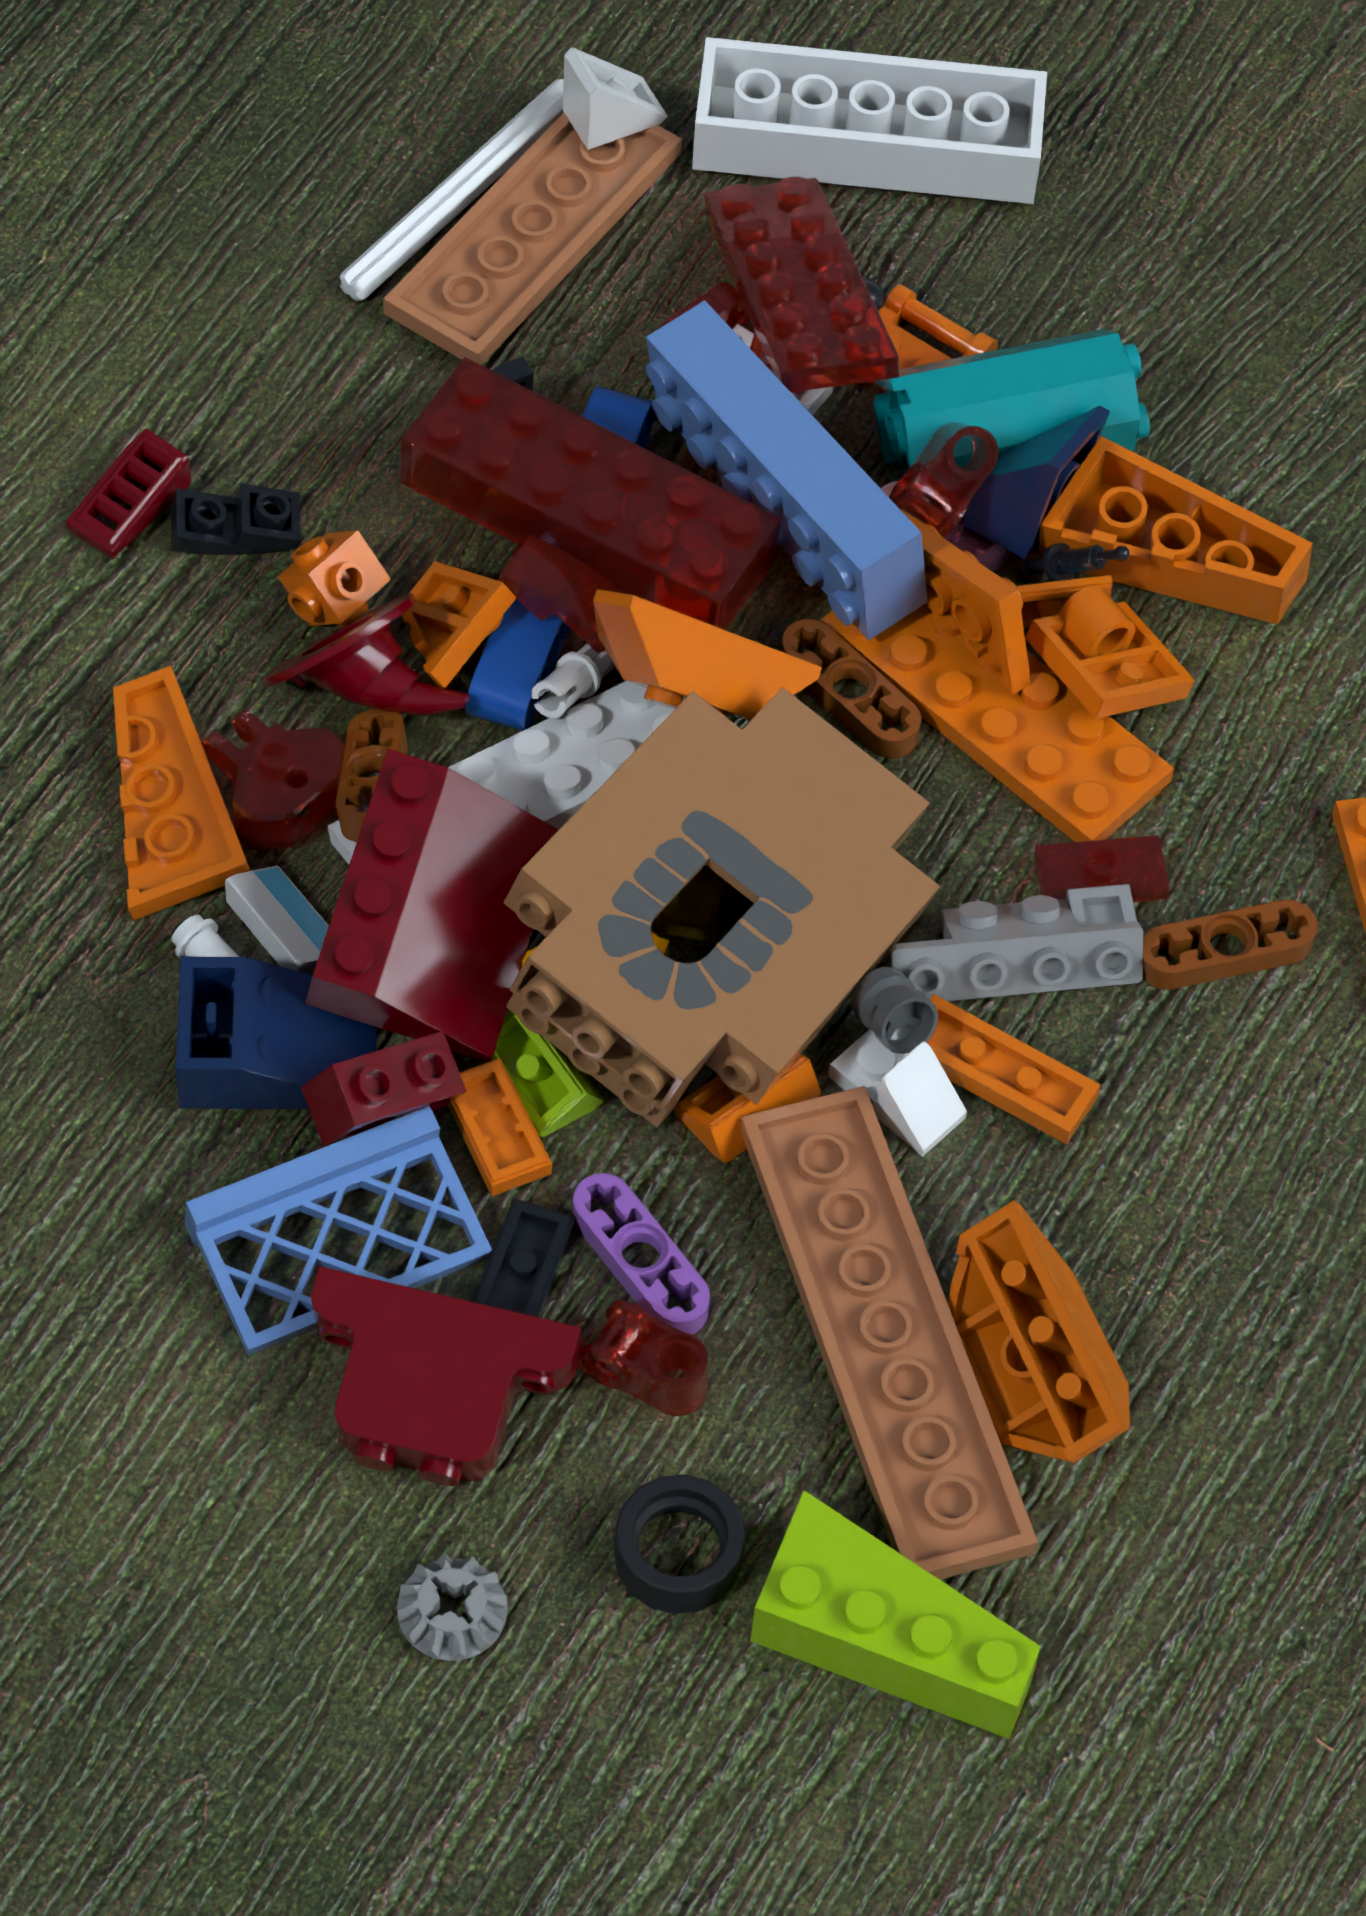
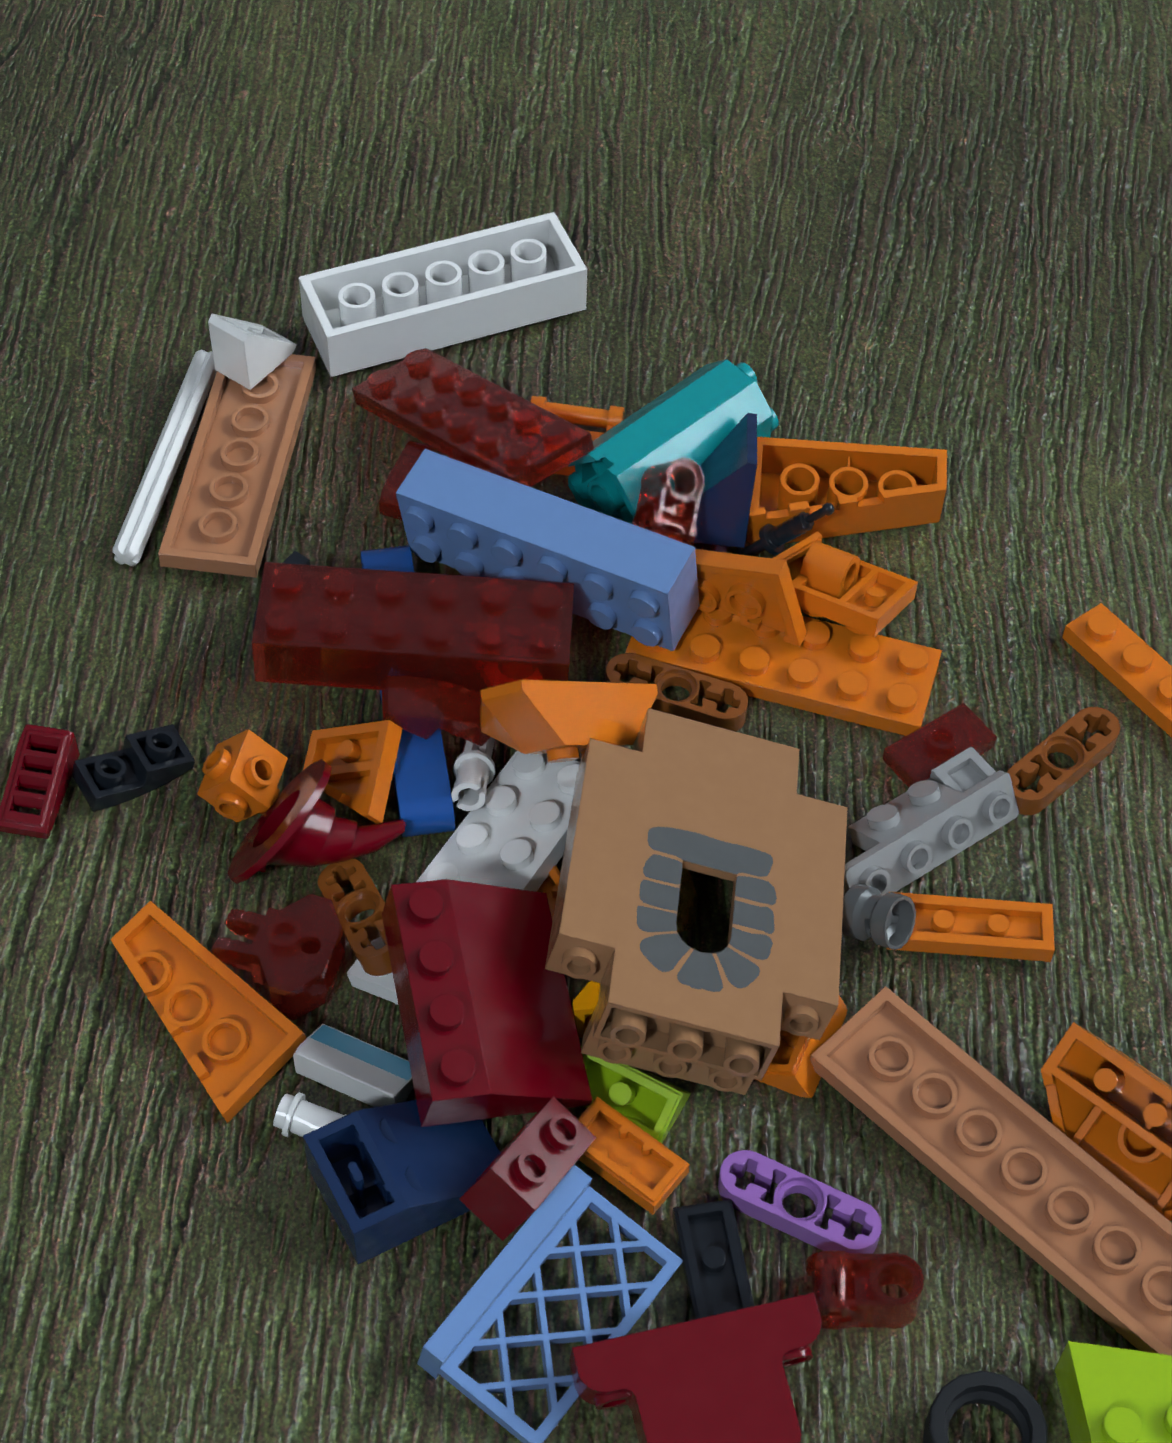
camera: 25 degrees left, 5 degrees down
(905, 1090) = (920, 977): white slope -> none

